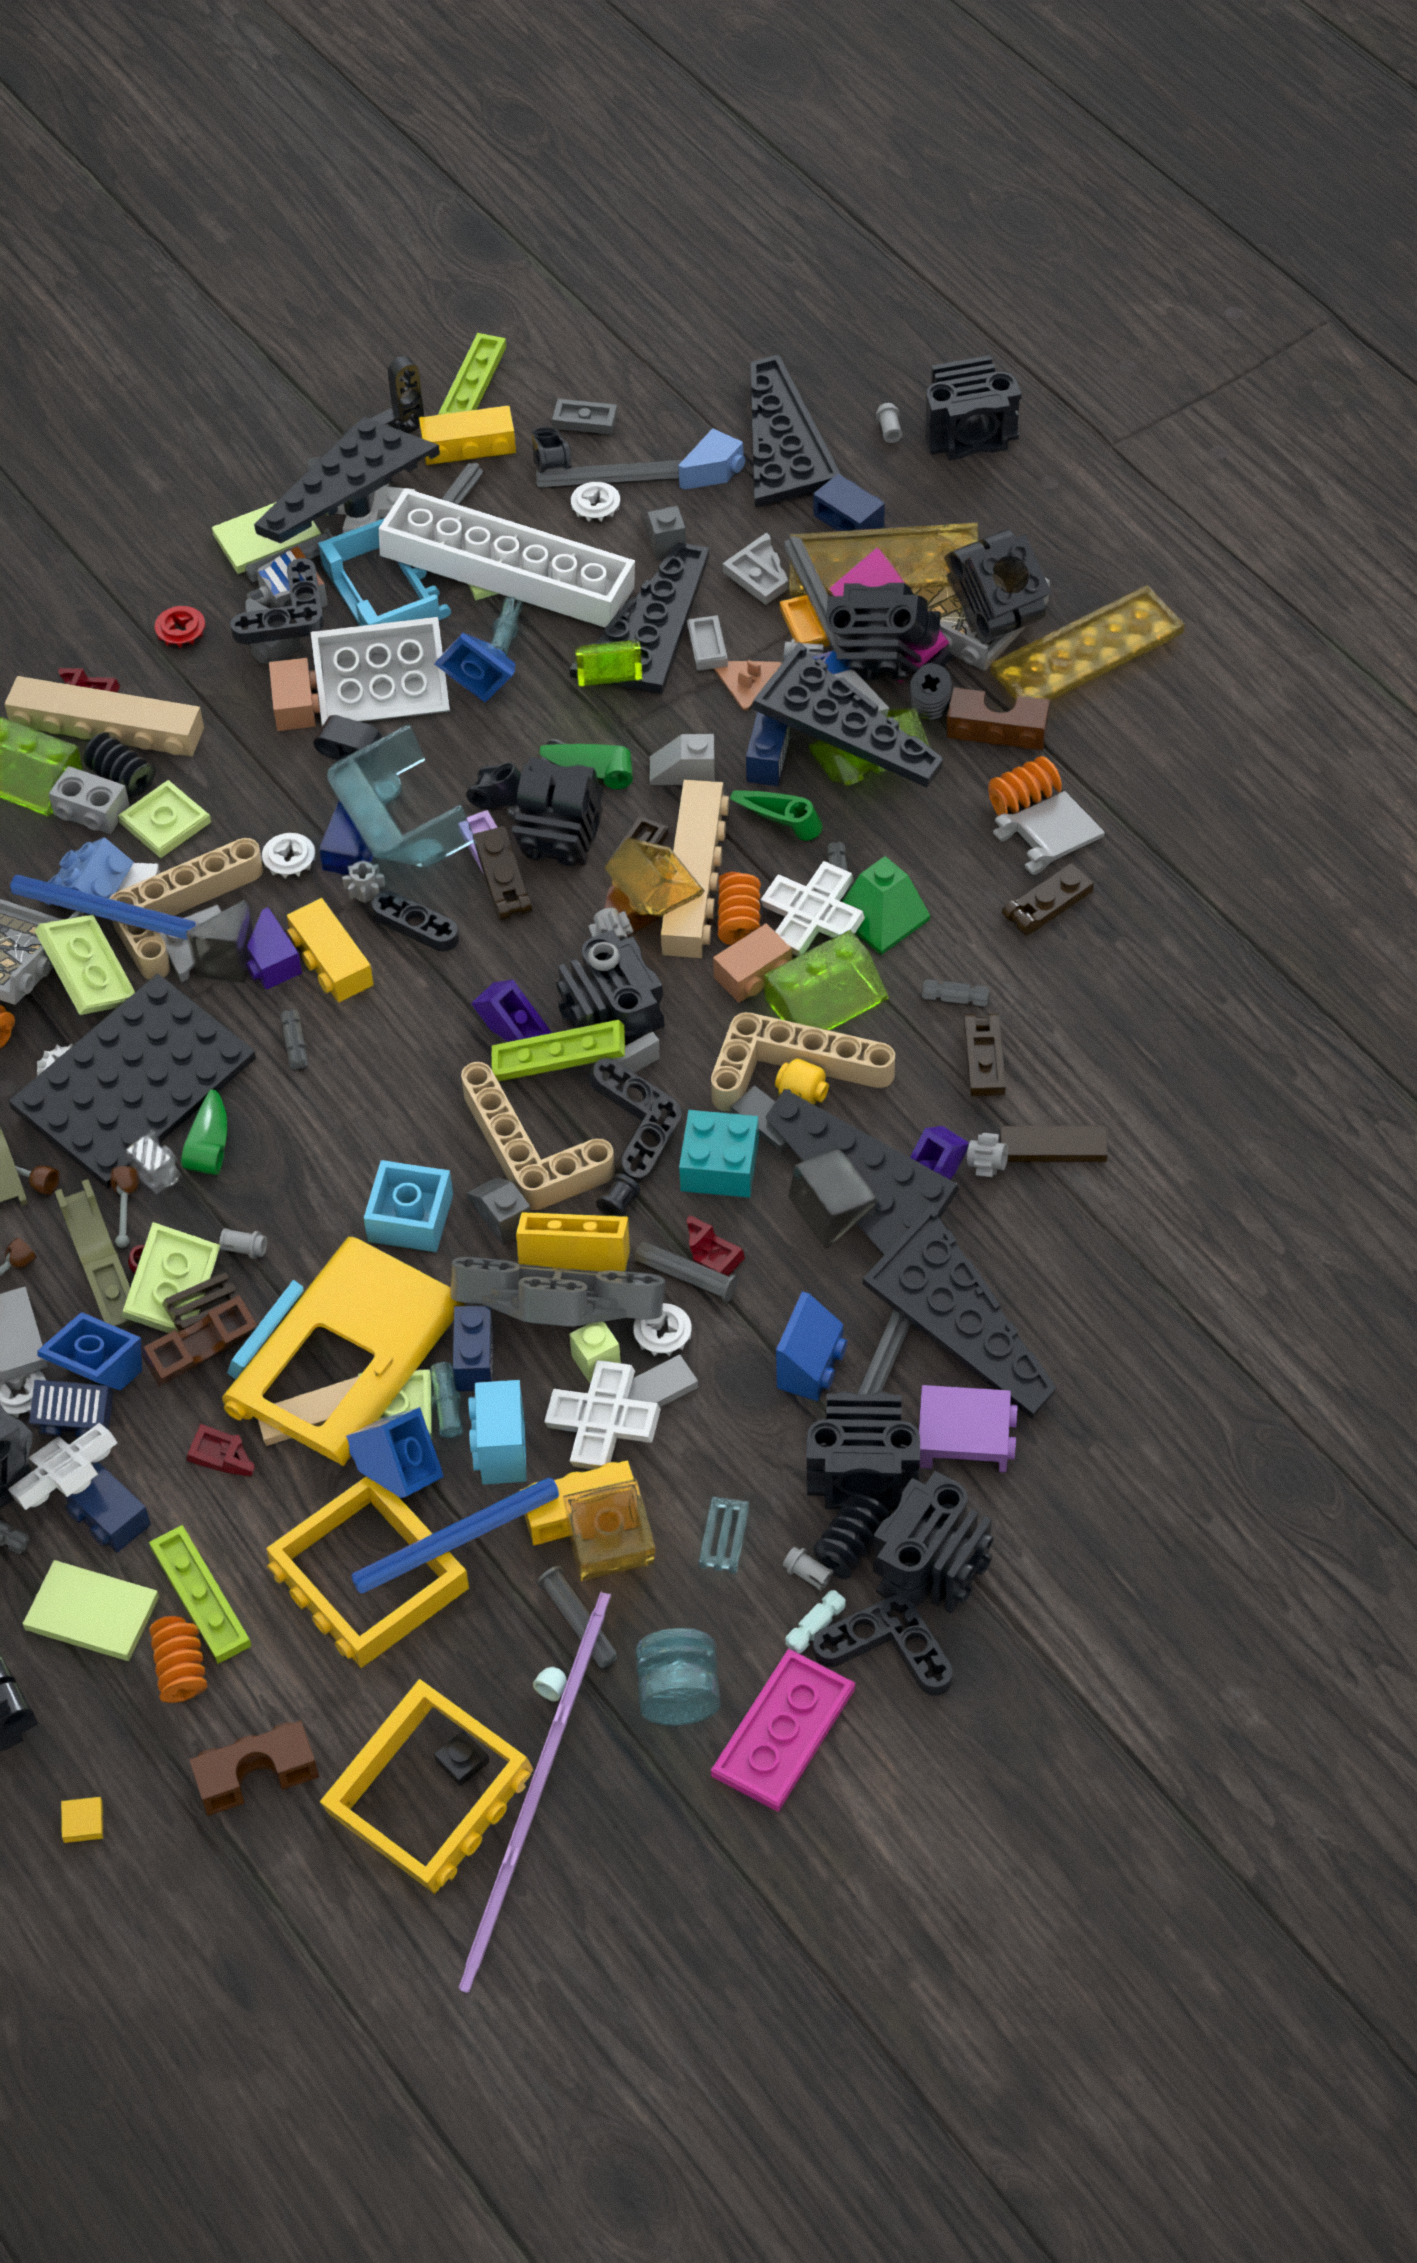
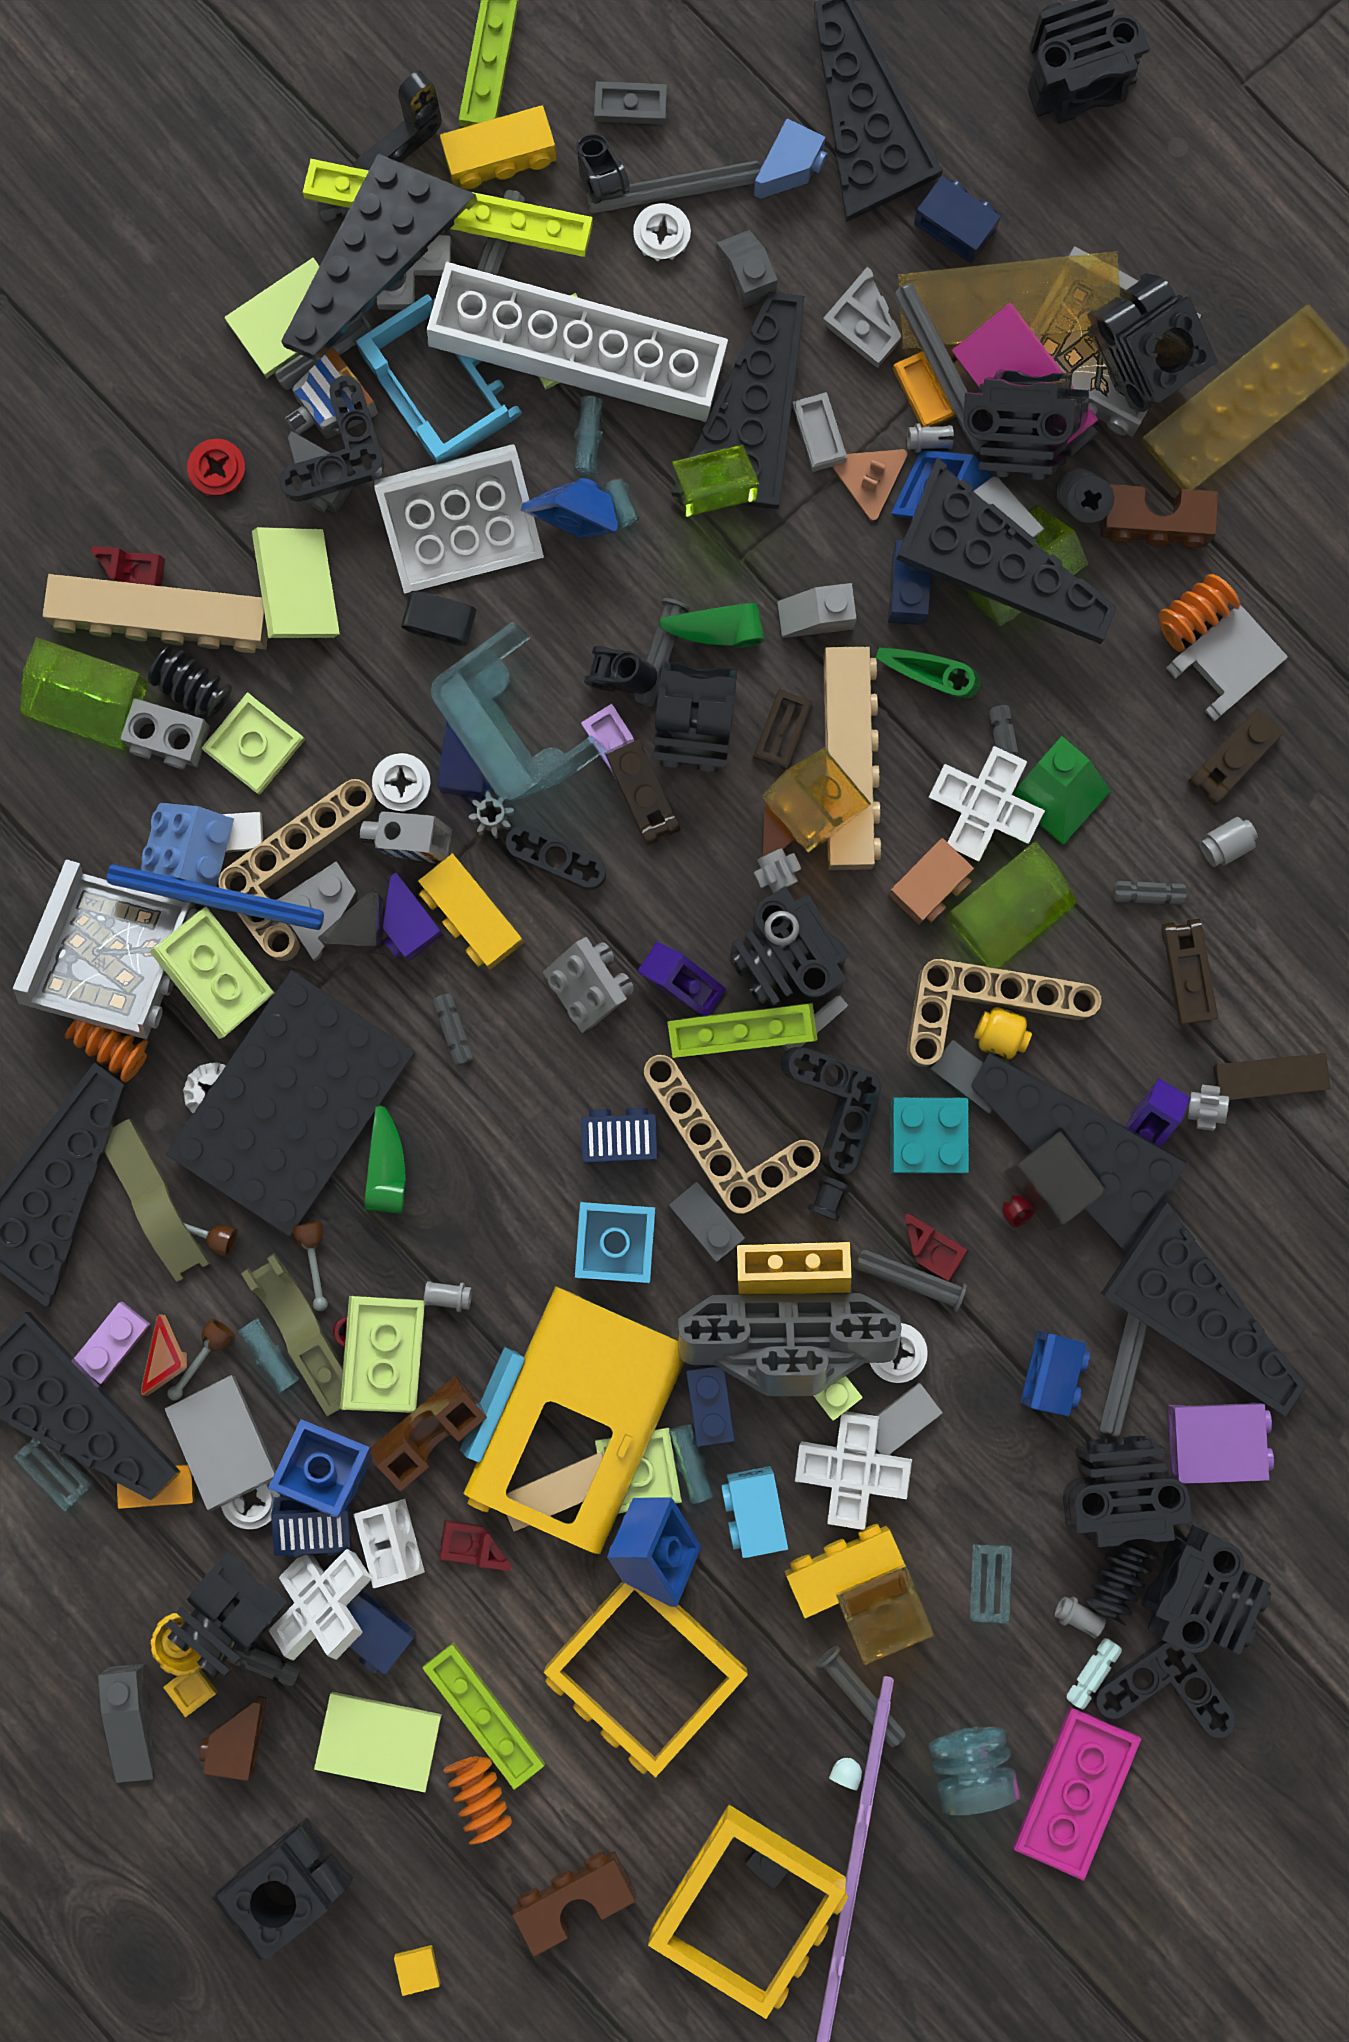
camera: 10 degrees left, 30 degrees up
(64, 1273) = (268, 1355): none -> clear light blue pin
(141, 1428) = (389, 1543): none -> white brick
(153, 1162) = (335, 1210): clear brick -> none
(175, 1314) = (444, 1358): dark brown tile -> none
(228, 703) = (295, 583): none -> yellowish green tile
(285, 883) = (409, 836): none -> light grey torso
(292, 694) = (364, 558): nougat brick -> none
(423, 1006) = (586, 983): none -> light grey plate
(429, 1131) = (618, 1137): none -> dark blue brick
(441, 470) = (487, 217): none -> neon yellow plate
(455, 1535) = (732, 1643): blue axle -> none
(524, 676) = (622, 502): none -> clear light blue pin
(738, 906) = (906, 810): orange piece -> none
(802, 1220) = (1018, 1211): none -> dark red hinge
(888, 417) = (986, 75): light grey pin -> none
(1032, 957) = (1229, 842): none -> light grey brick

